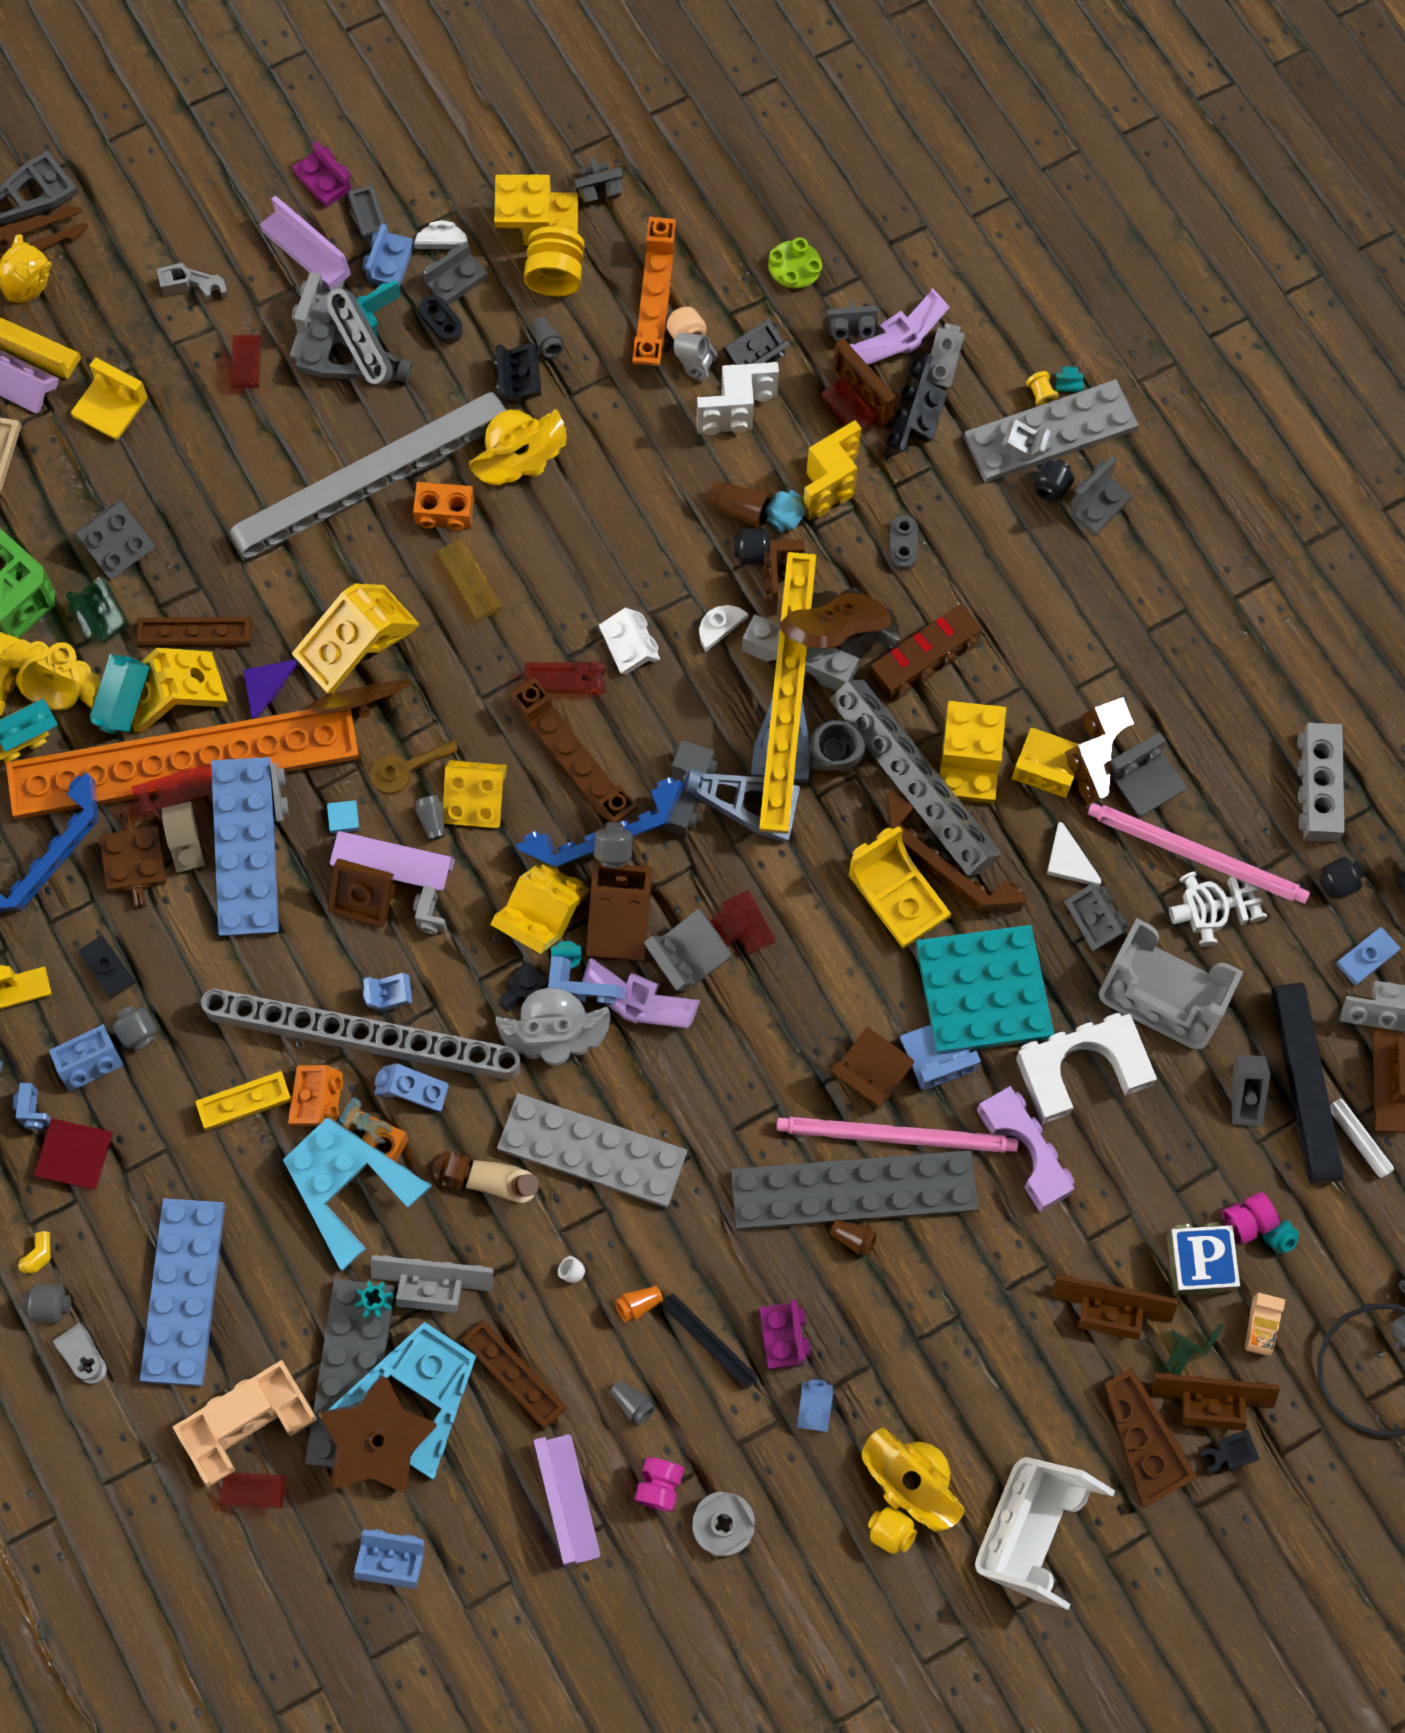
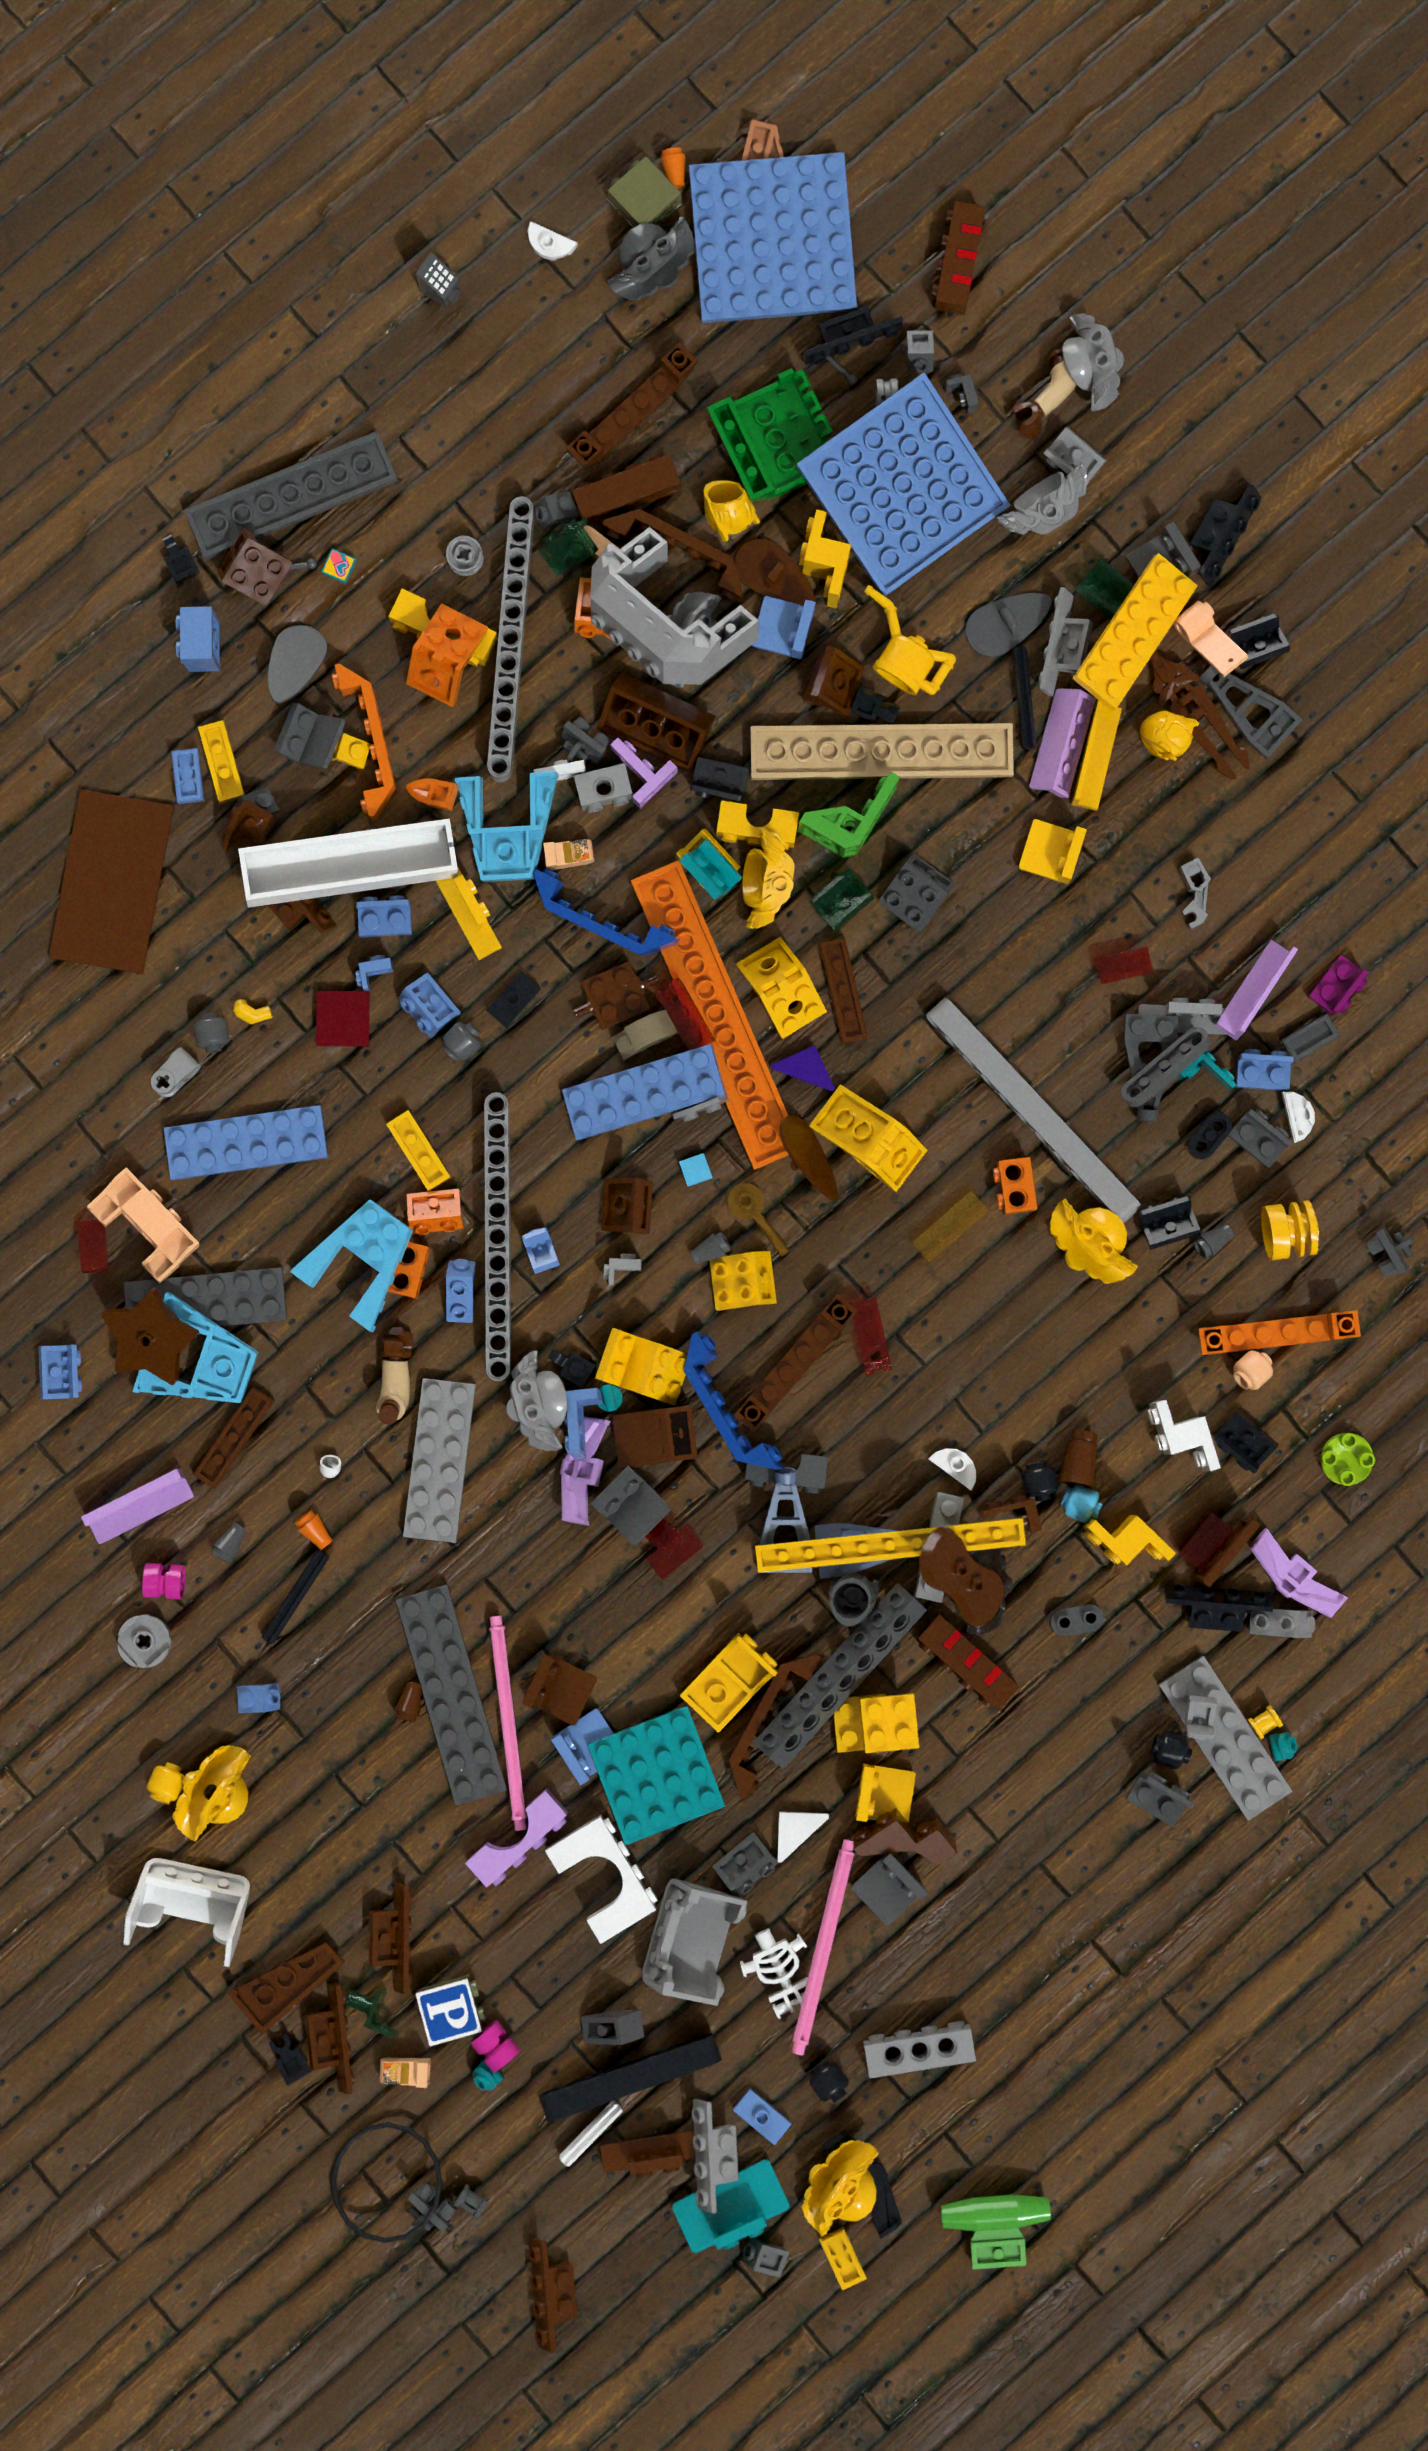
camera: 80 degrees right, 15 degrees up
(119, 693) = (761, 943): teal brick -> none
(352, 1115) = (417, 1249): clear light blue piece -> none
(376, 1308) = (262, 1300): teal gear -> none
(406, 863) = (660, 1224): lavender panel -> none
(430, 1283) = (292, 1351): light grey bracket -> none
(530, 204) = (1344, 1199): yellow bracket -> none
(613, 845) = (706, 1420): dark grey head -> none
(629, 640) = (920, 1387): white bracket -> none
(695, 354) = (1222, 1384): light grey piece -> none
(783, 1335) = (312, 1658): magenta bracket -> none
(853, 320) = (1296, 1526): dark grey hips -> none

